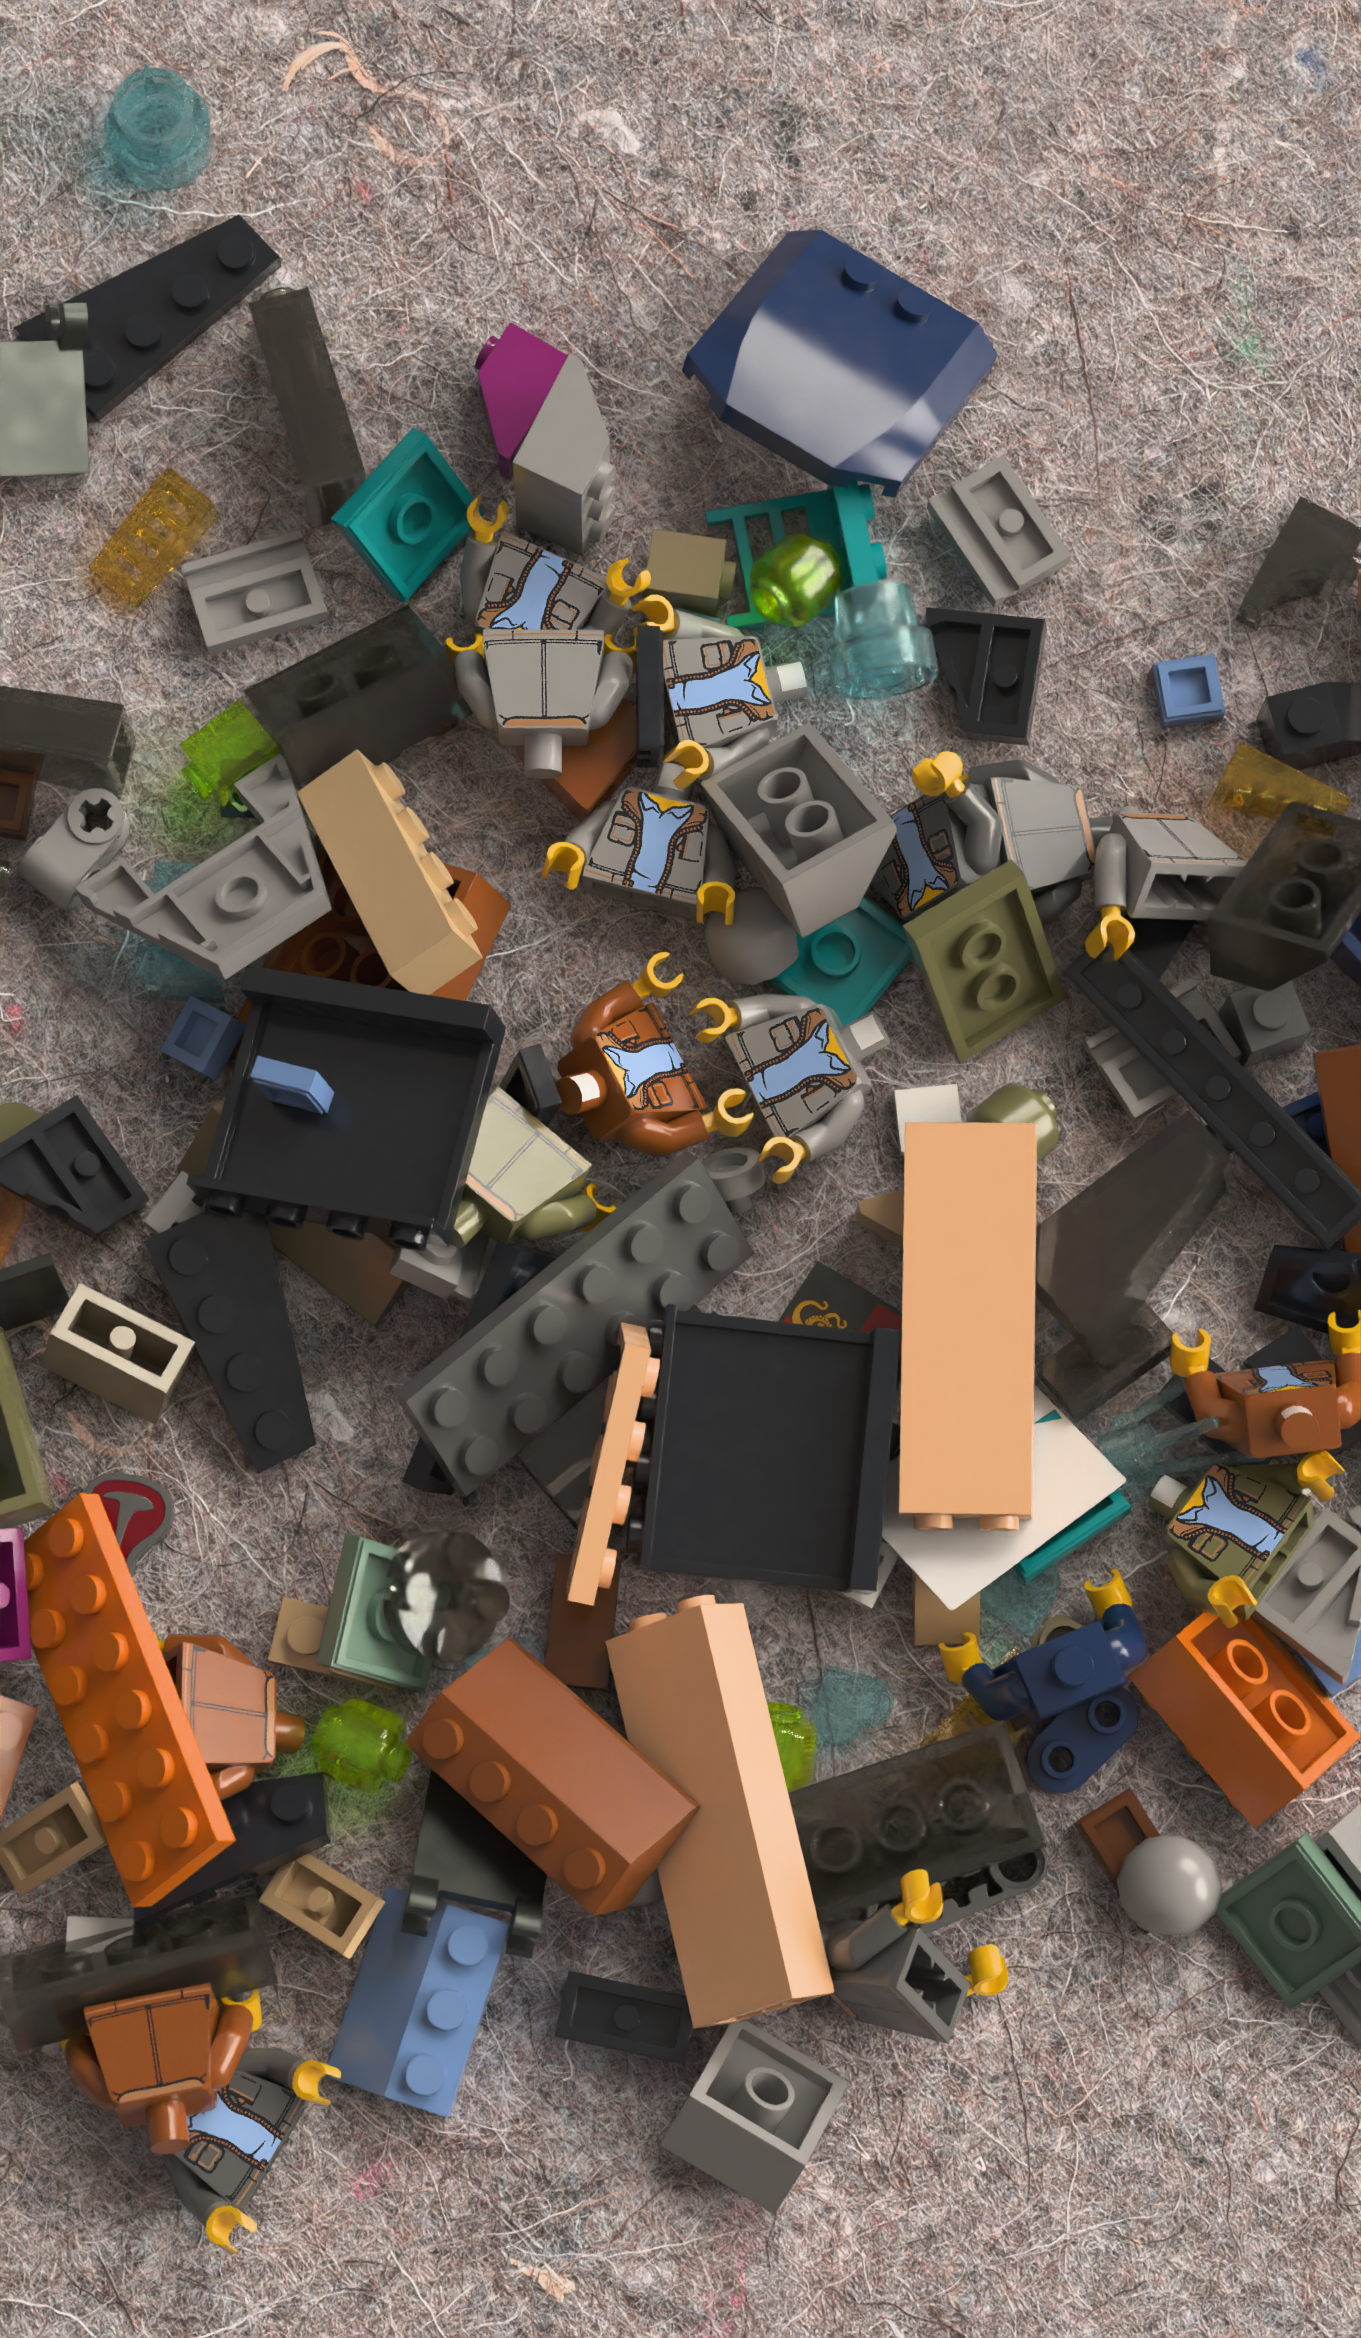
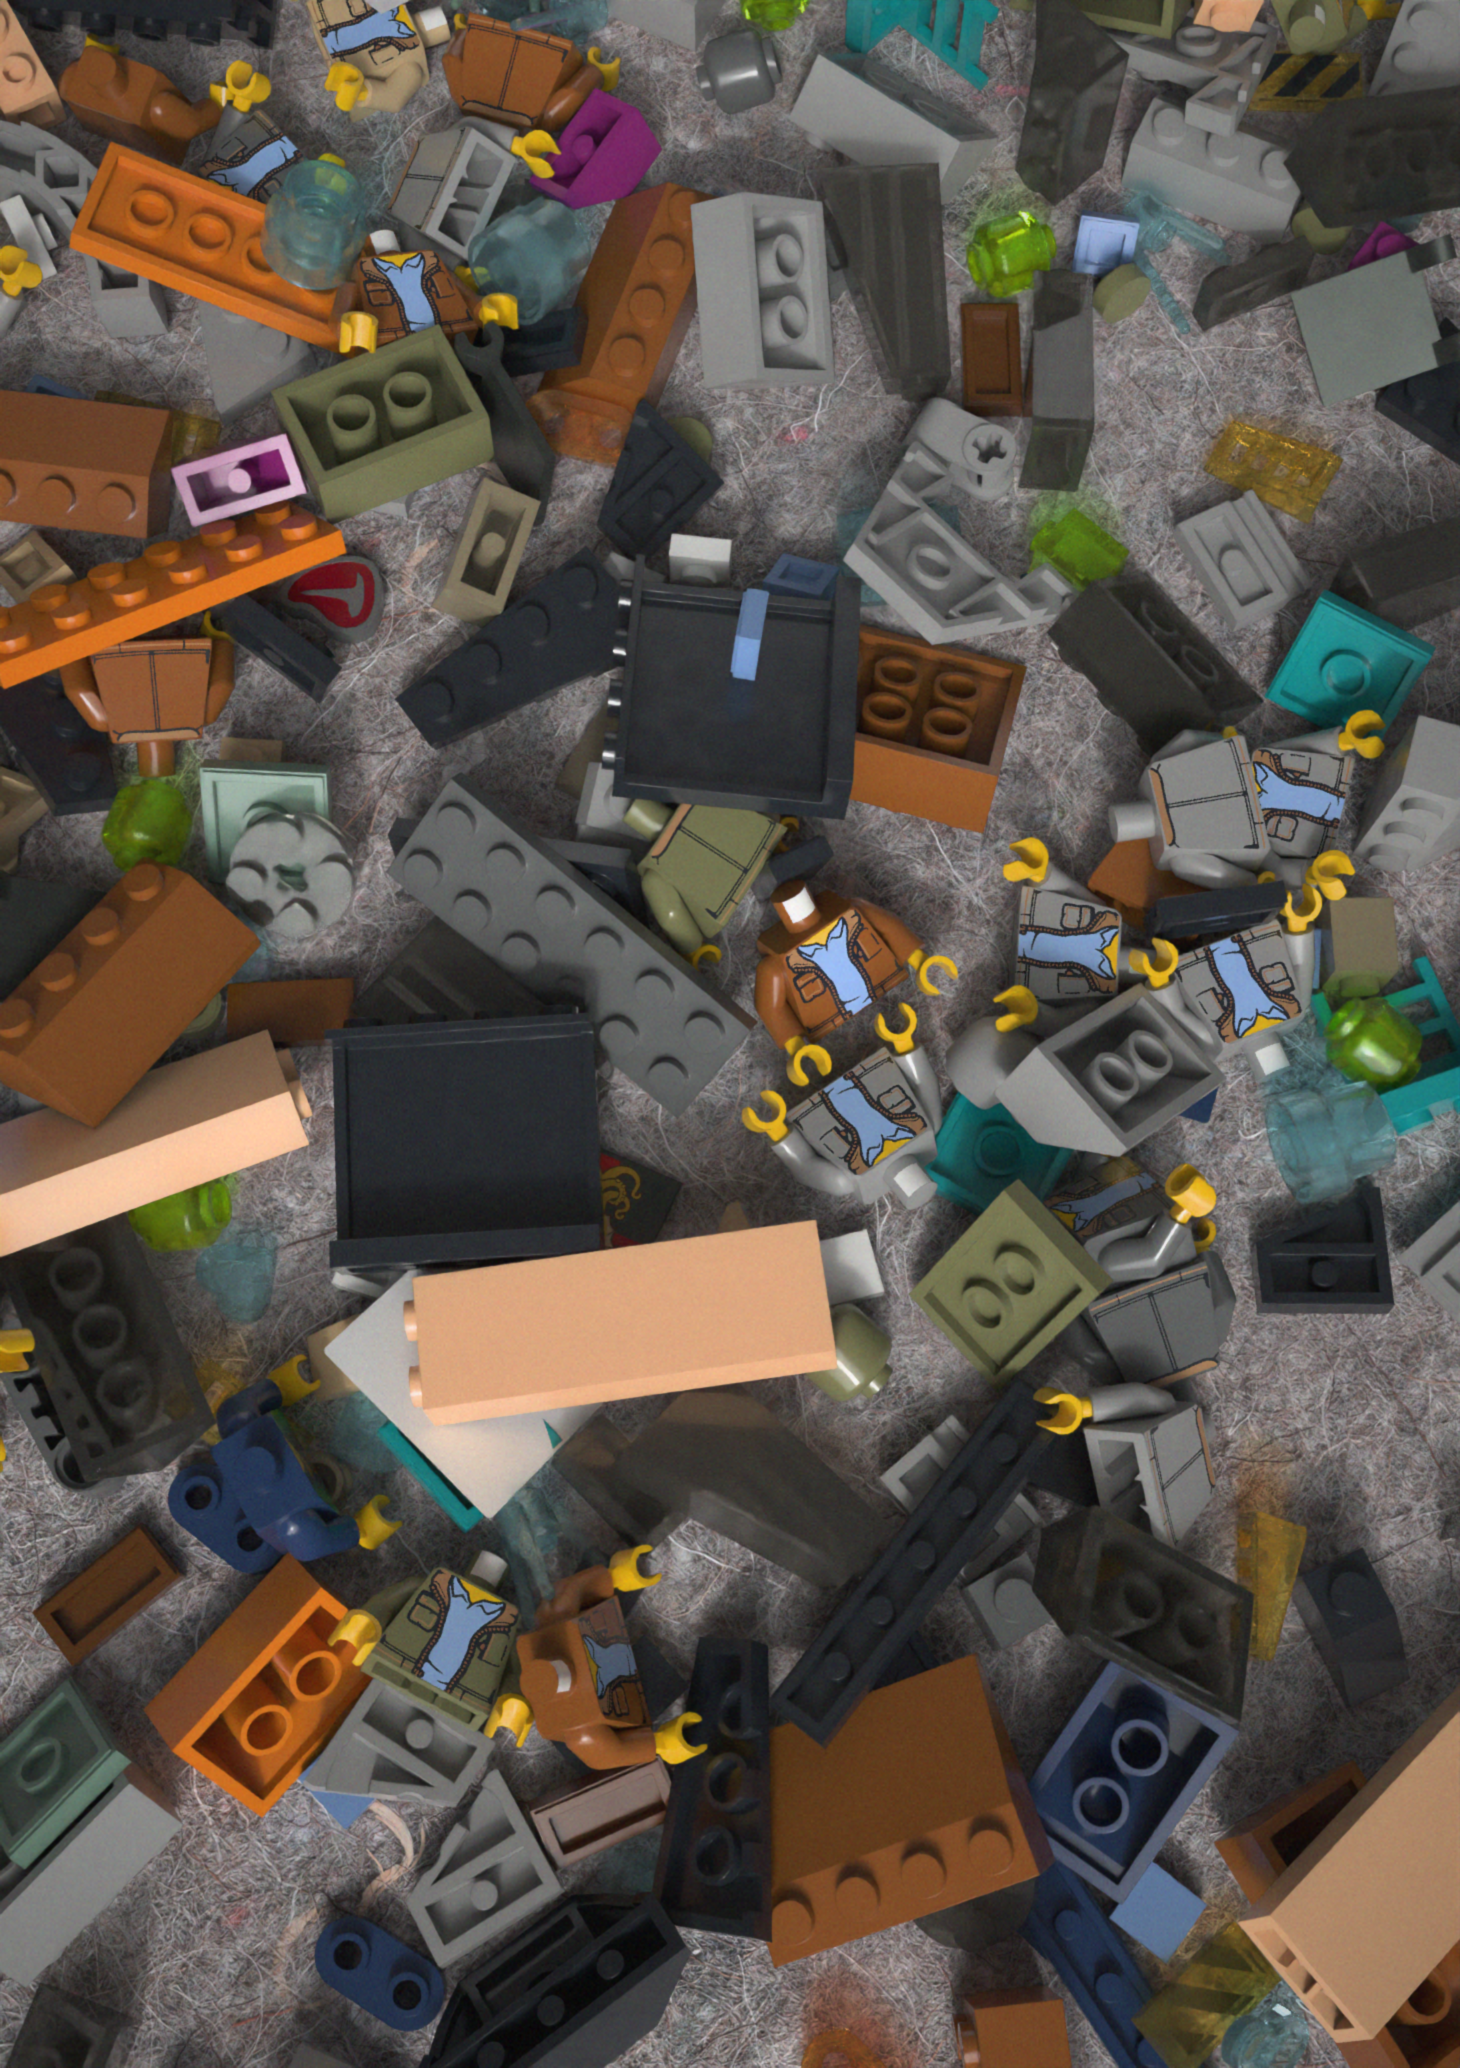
camera: 85 degrees right, 5 degrees down
(161, 1136) = (700, 561): none -> white plate
(201, 1564) = (264, 633): none -> black plate
(390, 874) = (979, 700): tan brick -> none
(623, 1438) = (426, 984): light nougat wing -> none
(736, 1176) = (743, 1080): light grey tile -> none
(1169, 1885) = (77, 1627): light grey hair -> none
(1188, 691) = (1355, 1474): medium blue tile -> none

